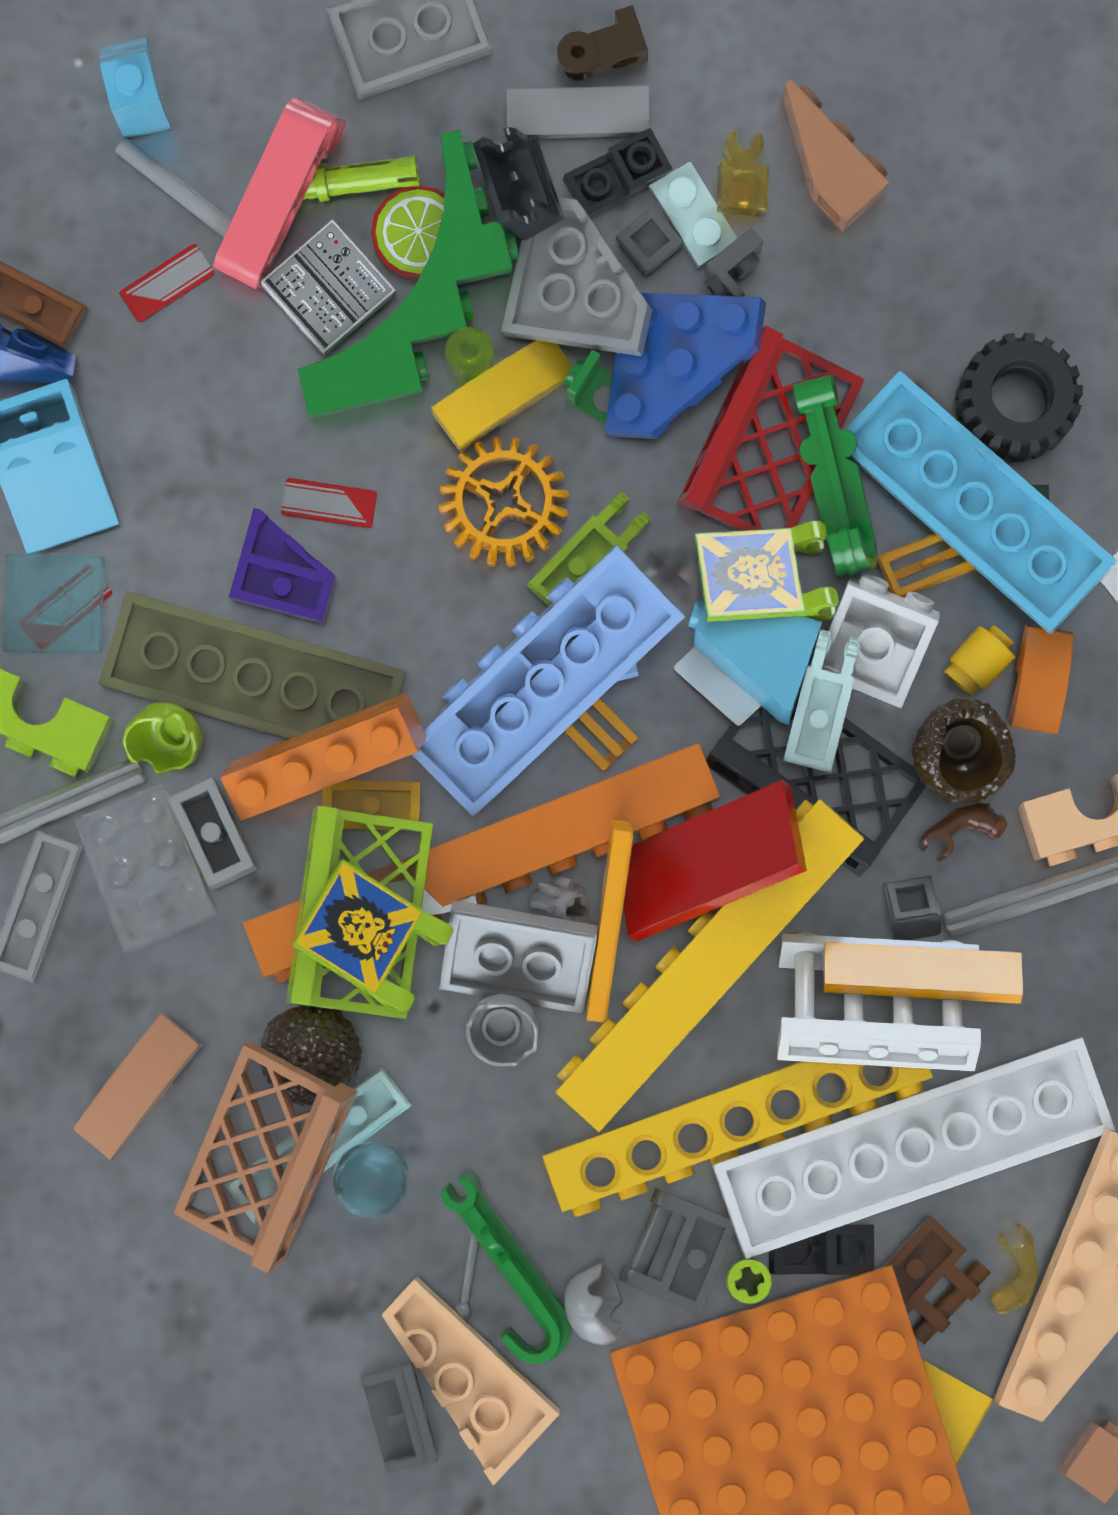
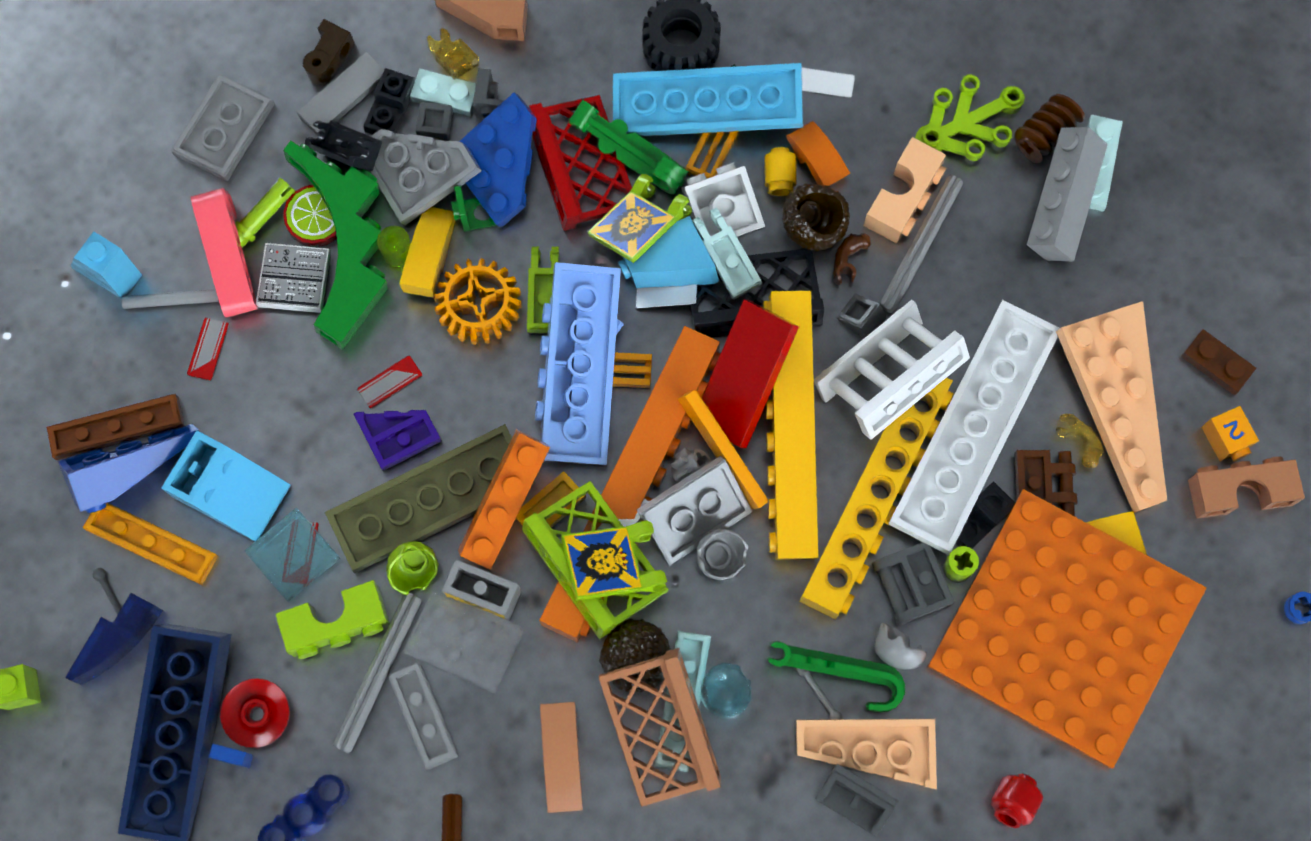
camera: 40 degrees left, 10 degrees down
(922, 972) = (898, 334): tile -> none

